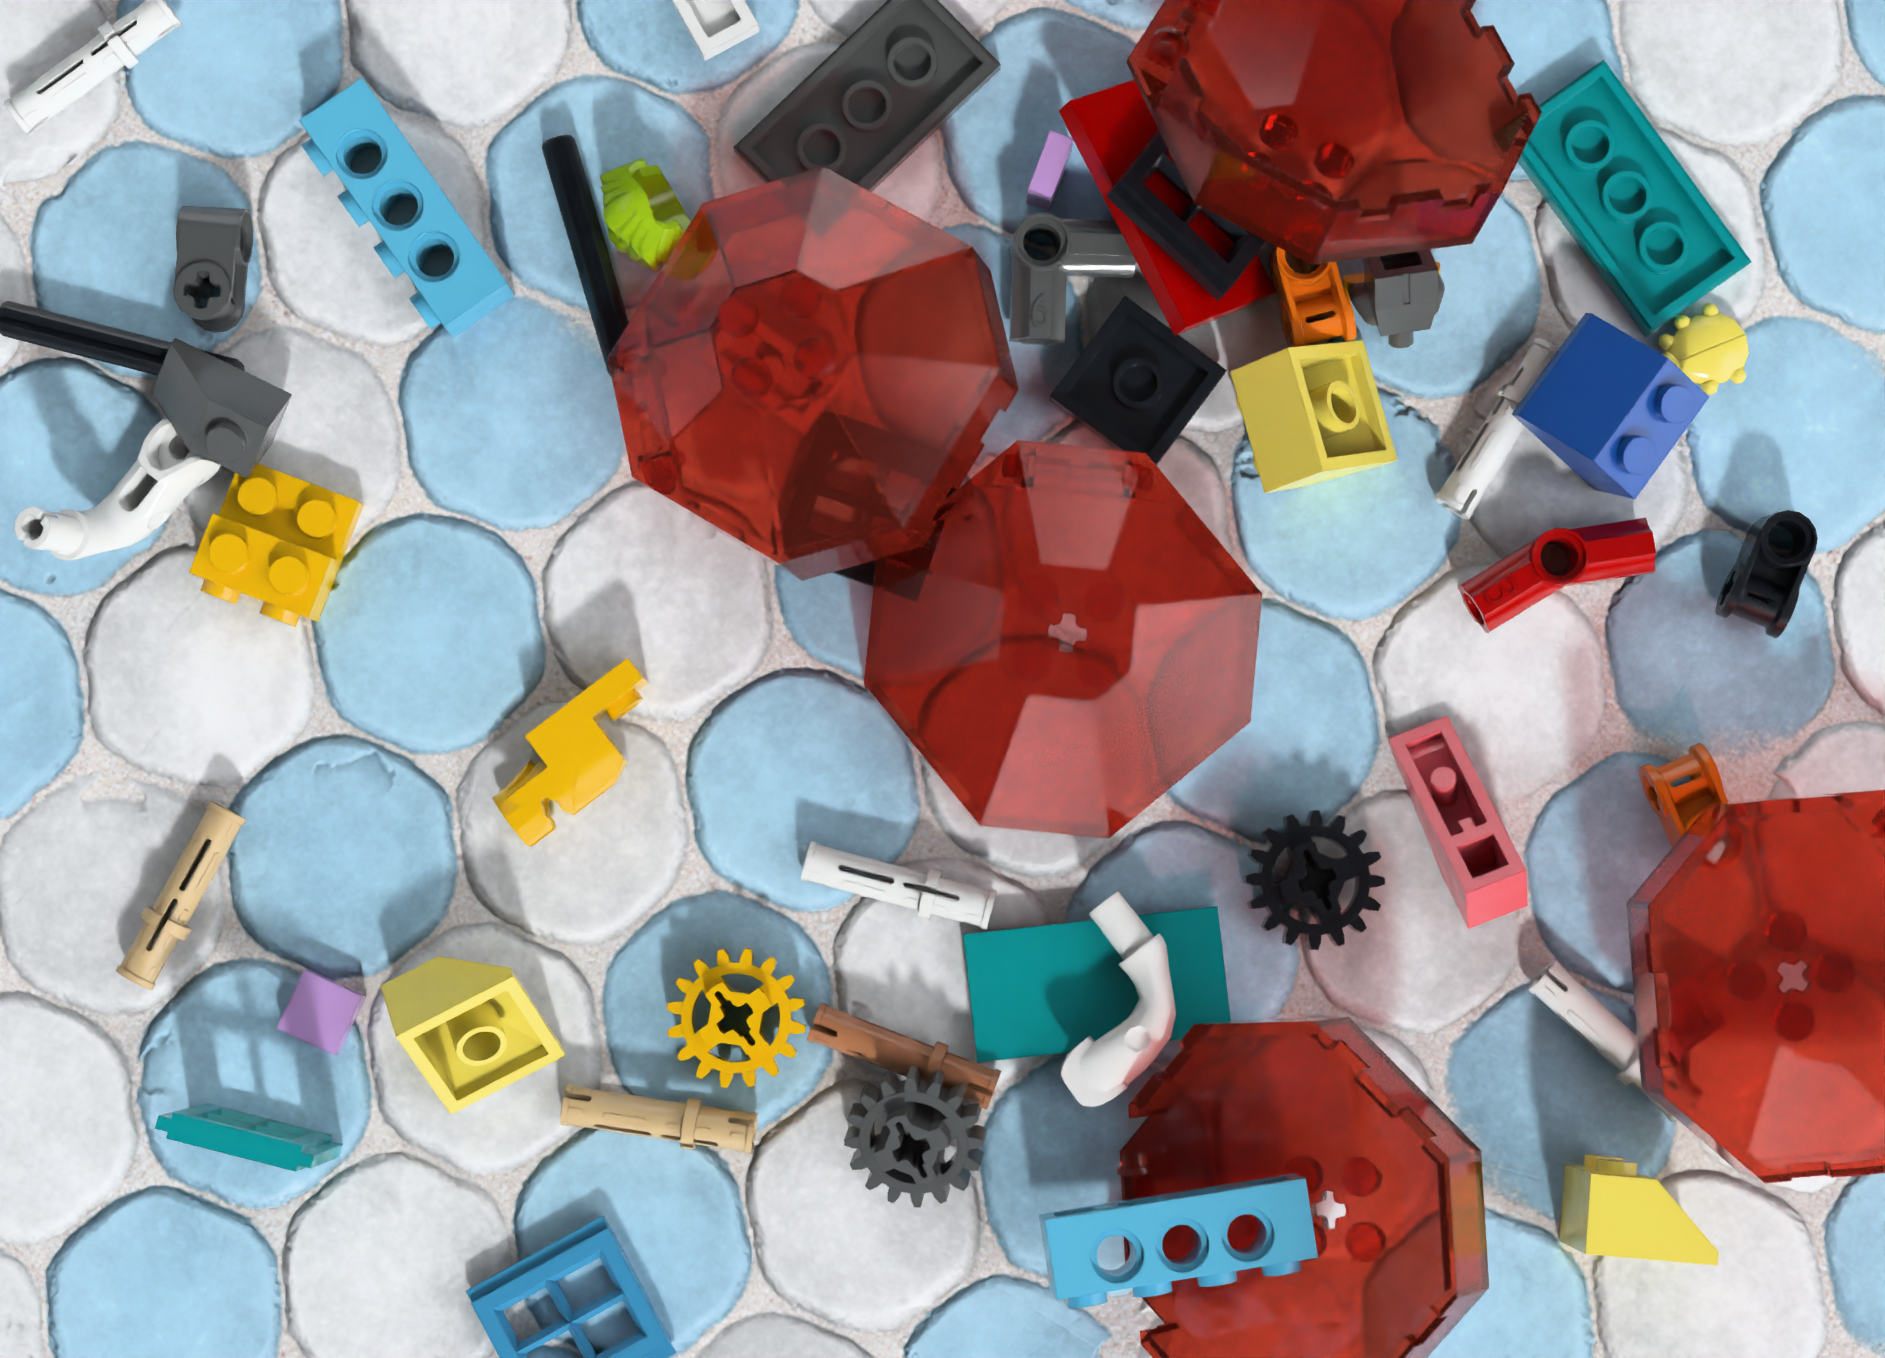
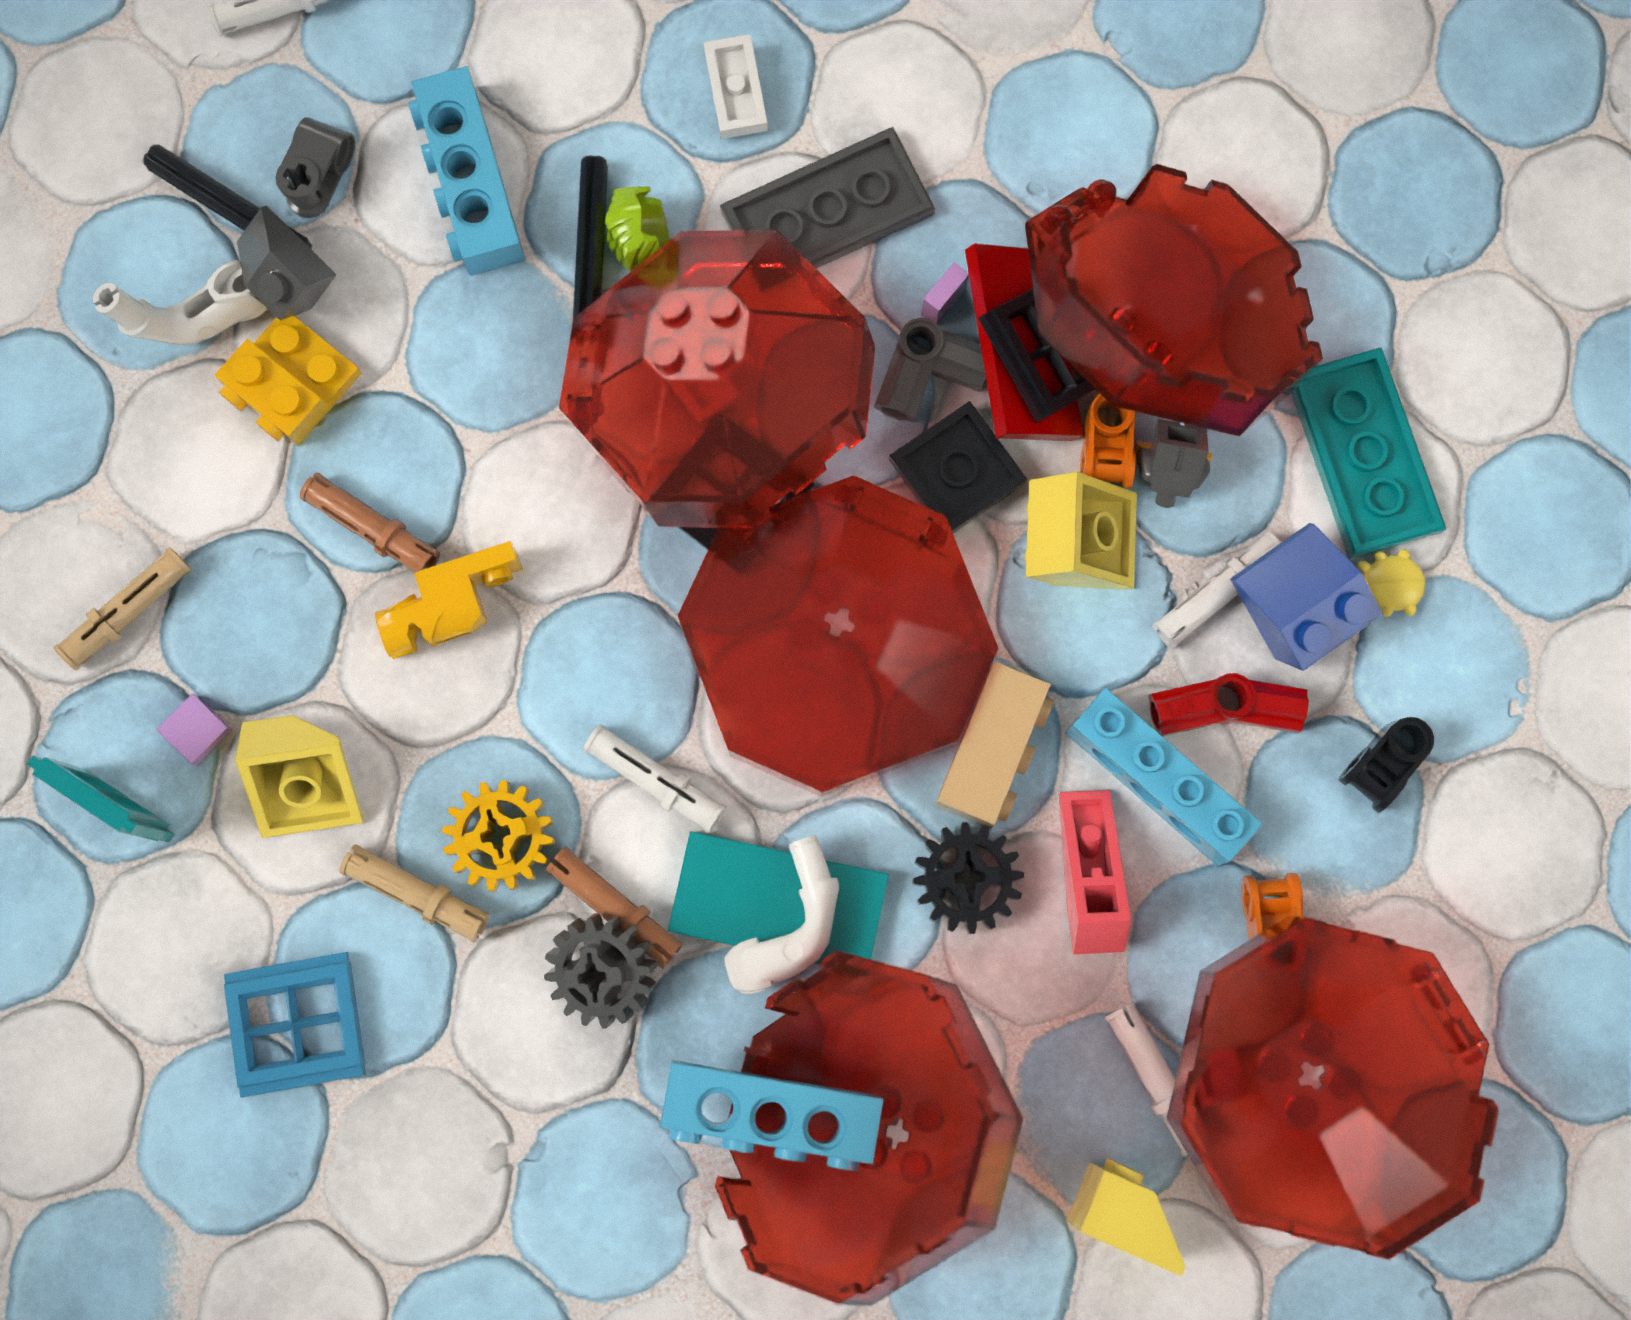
camera: 20 degrees right, 5 degrees down
(460, 696) = (384, 534): none -> nougat pin
(1295, 711) = (995, 746): none -> tan brick
(1507, 682) = (1163, 778): none -> medium azure brick

